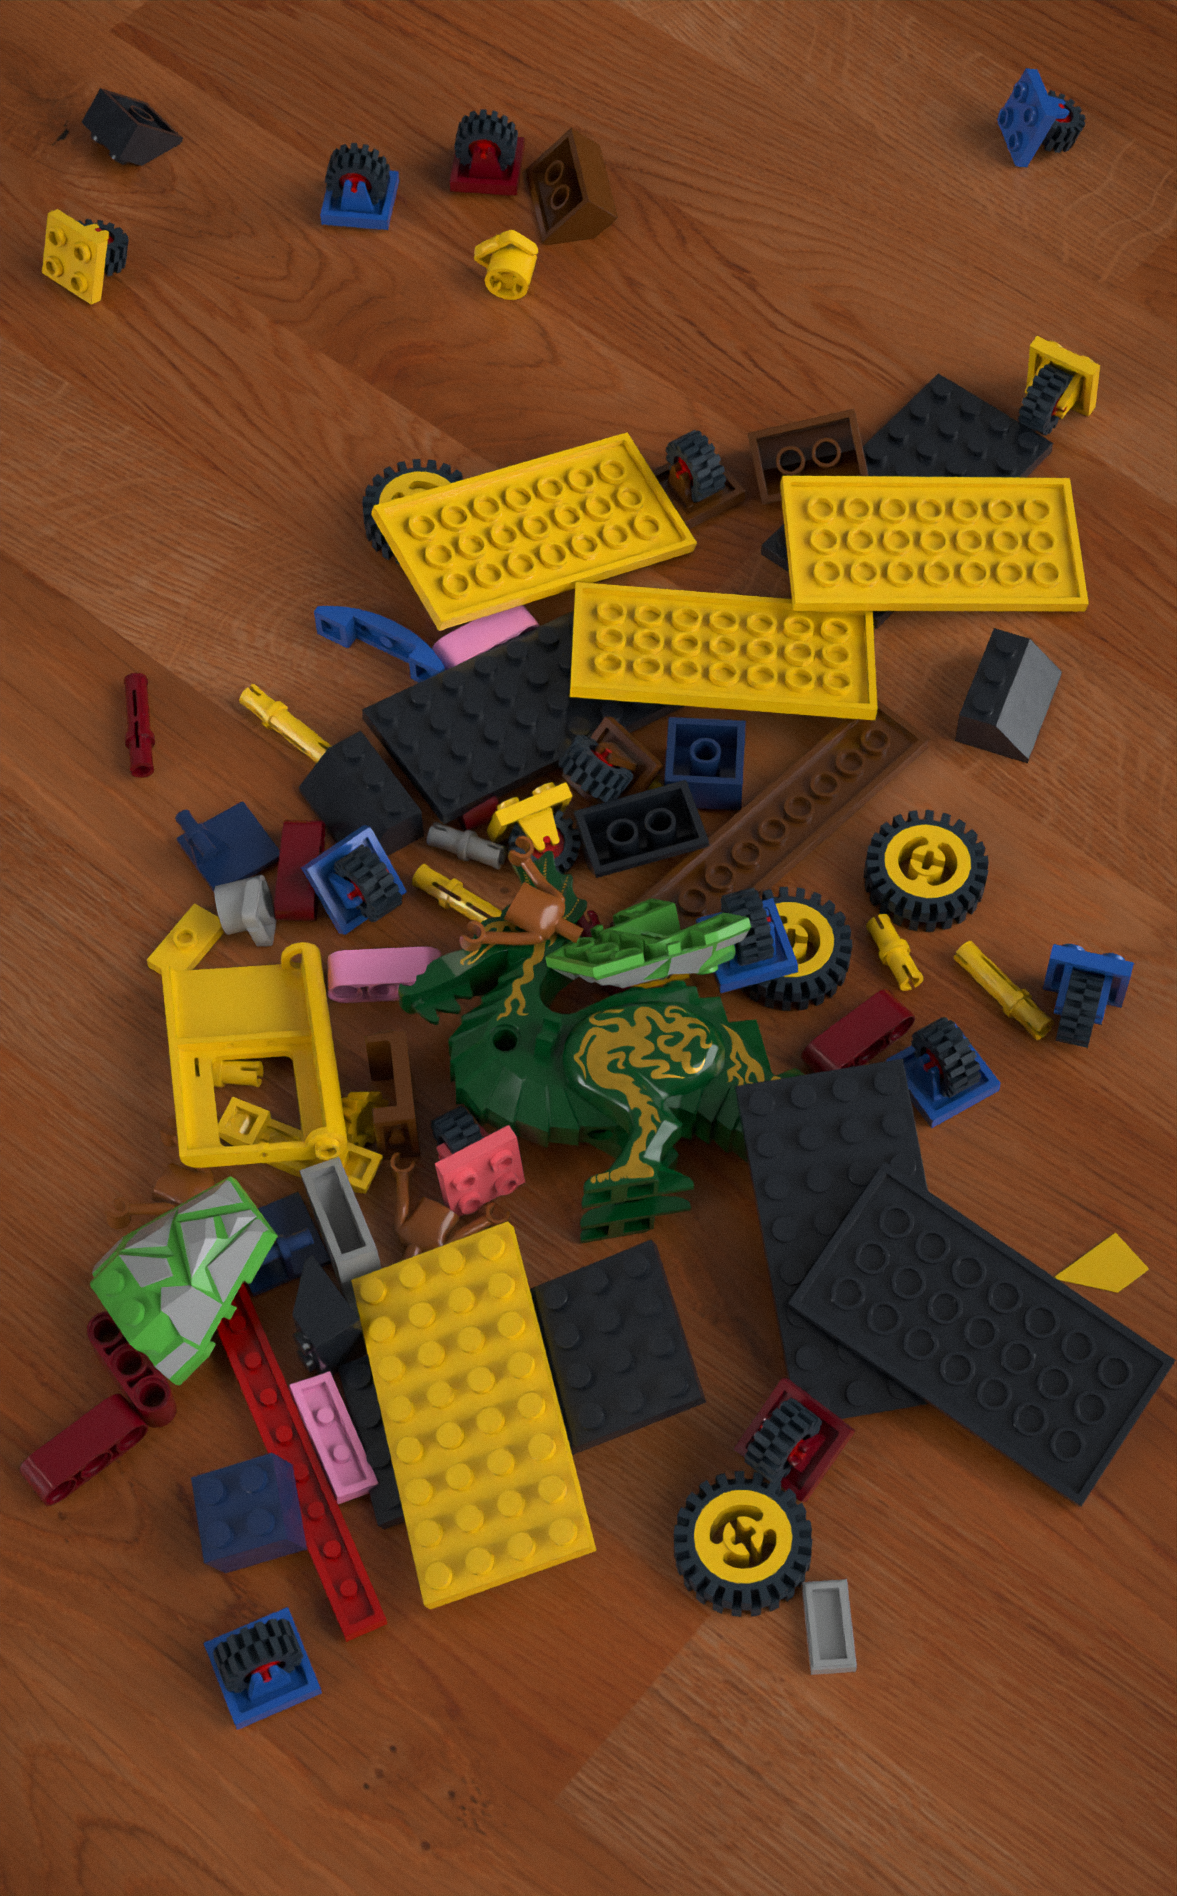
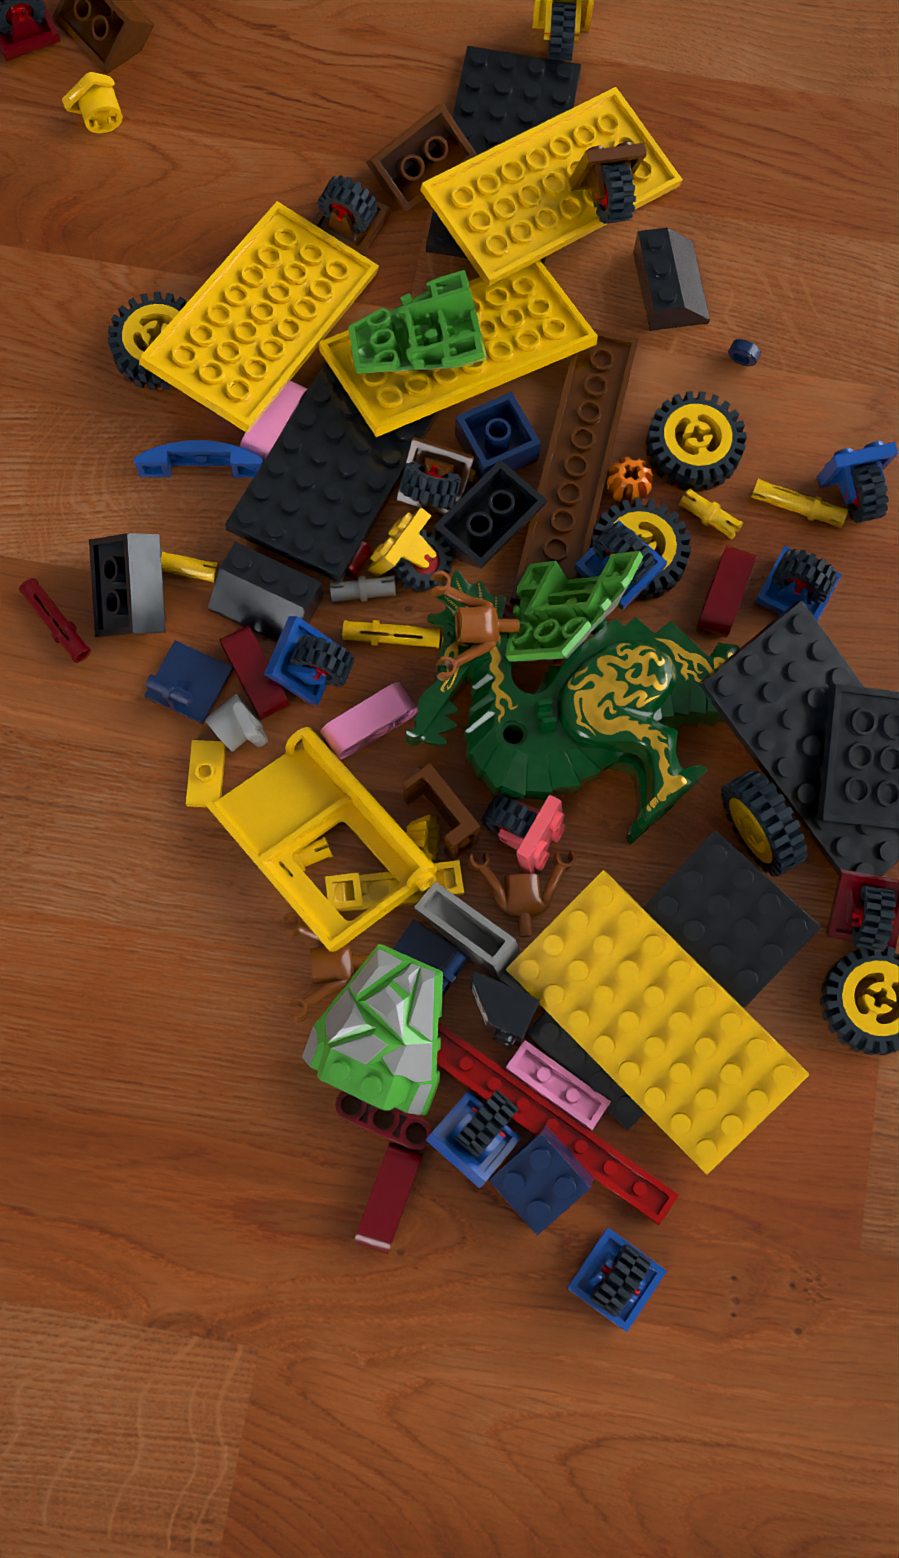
camera: 35 degrees left, 15 degrees up
(211, 1428) = (476, 1135): none -> blue plate
(229, 722) = (127, 585): none -> black slope
(686, 620) = (423, 333): none -> bright green wedge
(726, 1279) = (764, 823): none -> black wheel
(824, 872) = (629, 480): none -> orange piece
(989, 556) = (610, 179): none -> plate
(1042, 807) = (744, 352): none -> dark blue tile

